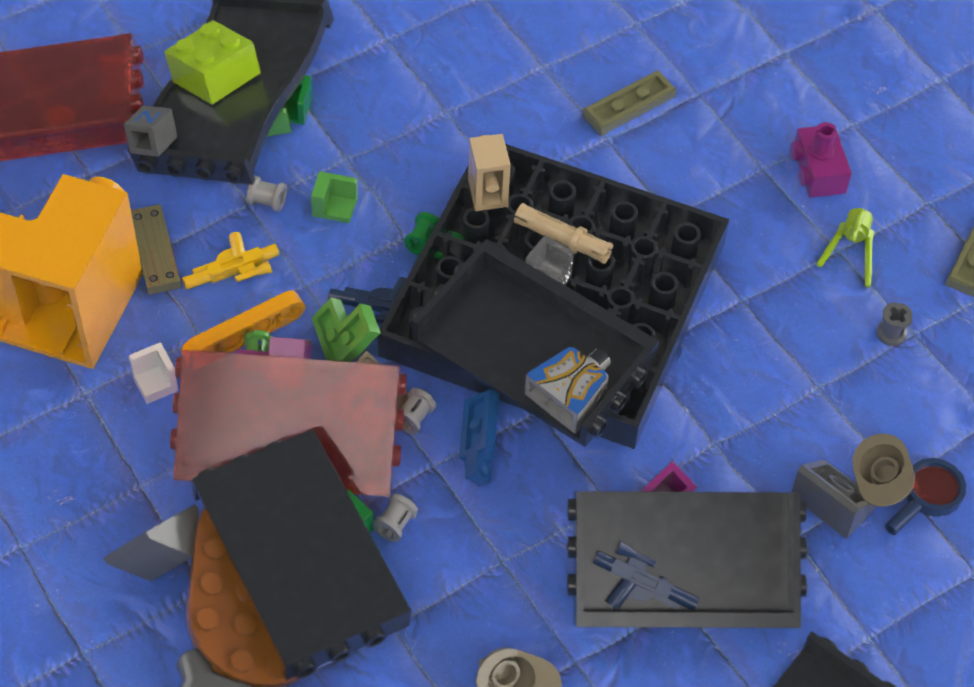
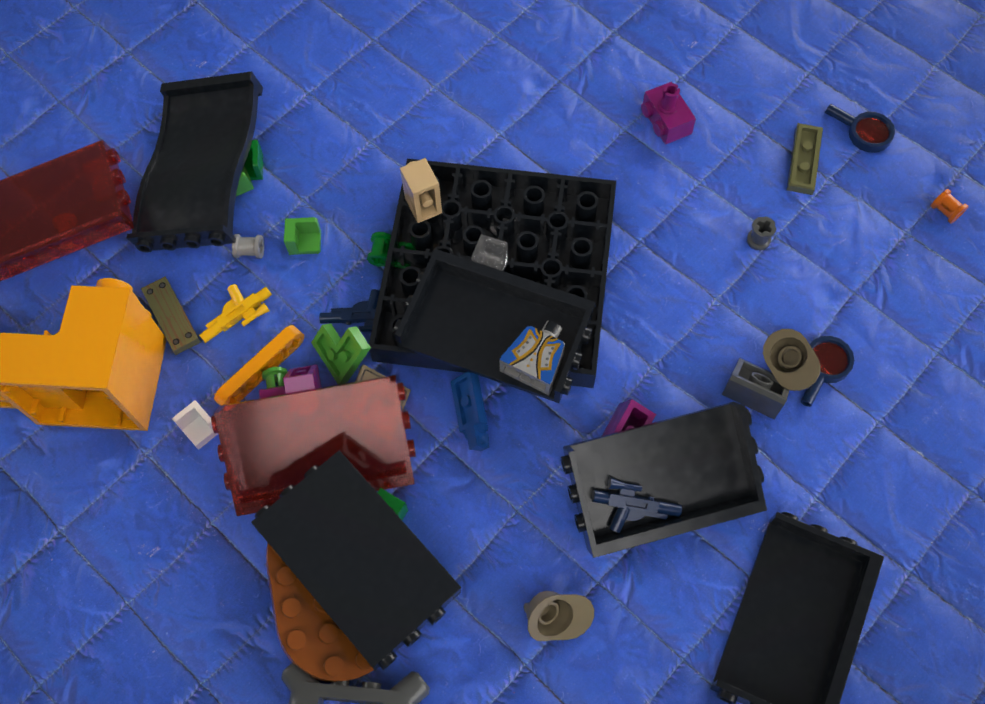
camera: 10 degrees left, 10 degrees up
(150, 130) = (139, 219): dark grey brick -> none
(159, 547) = (240, 579): dark grey slope -> none
(212, 62) = (175, 148): lime brick -> none
(395, 518) = (423, 498): light grey bush -> none
(421, 409) = (420, 394): light grey bush -> none
(575, 238) = (498, 227): tan pin -> none
(629, 102) = (509, 100): olive tile -> none
(856, 229) = (710, 162): lime plant -> none

